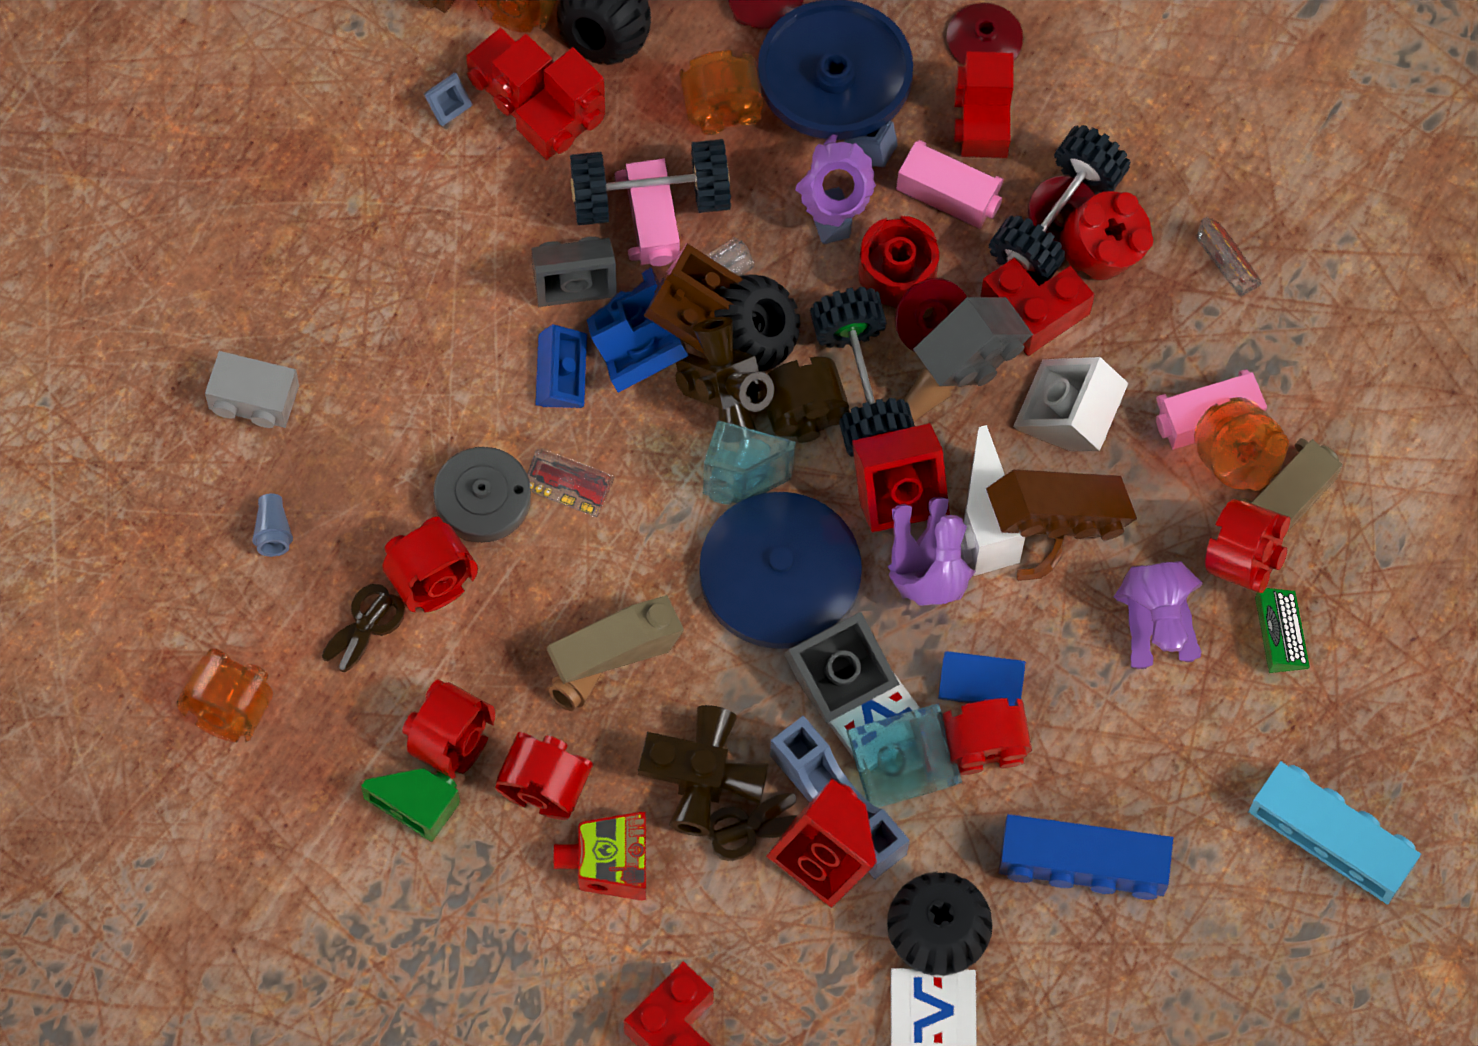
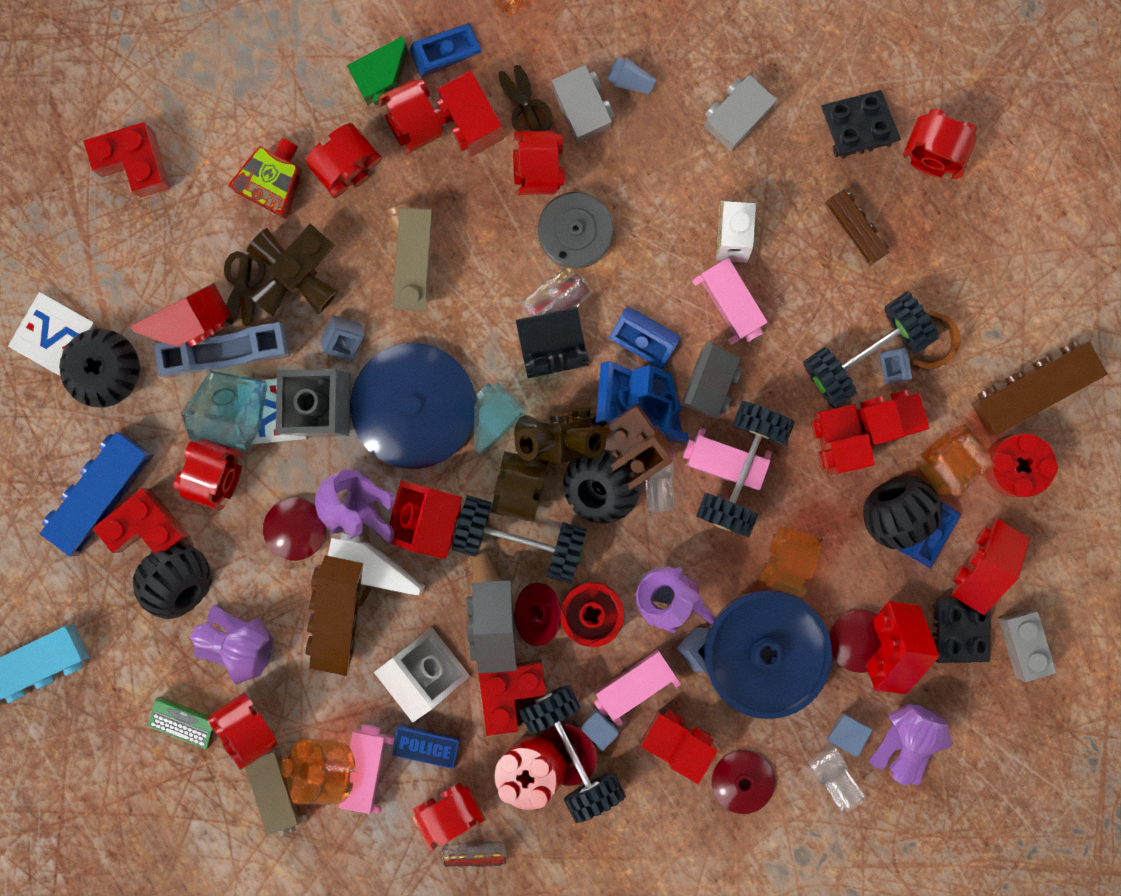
camera: 125 degrees right, 20 degrees up
(178, 164) = (940, 144): none -> red brick
(196, 262) = (860, 124): none -> black hinge
(314, 212) = (857, 227): none -> reddish brown piece
(332, 559) = (582, 104): none -> light grey brick
(348, 746) = (444, 49): none -> blue slope
(385, 326) = (735, 231): none -> white torso
(396, 100) = (909, 323): none -> black axle
(397, 54) = (954, 344): none -> dark orange helmet
(411, 660) = (471, 114): none -> red brick
(469, 293) = (733, 301): none -> bright pink brick
(625, 451) = (552, 342): none -> black hinge
(748, 683) = (342, 338): none -> sand blue slope
(980, 678) = (258, 496): blue slope -> none
(994, 622) = (293, 529): none -> dark red dish
(1016, 193) = (600, 729): none -> sand blue slope
(1082, 790) = (141, 517): none -> red brick
(1131, 721) = (172, 581): none -> black wheel
(1144, 363) = (425, 746): none -> slope
(1205, 293) = (447, 817): none -> red brick

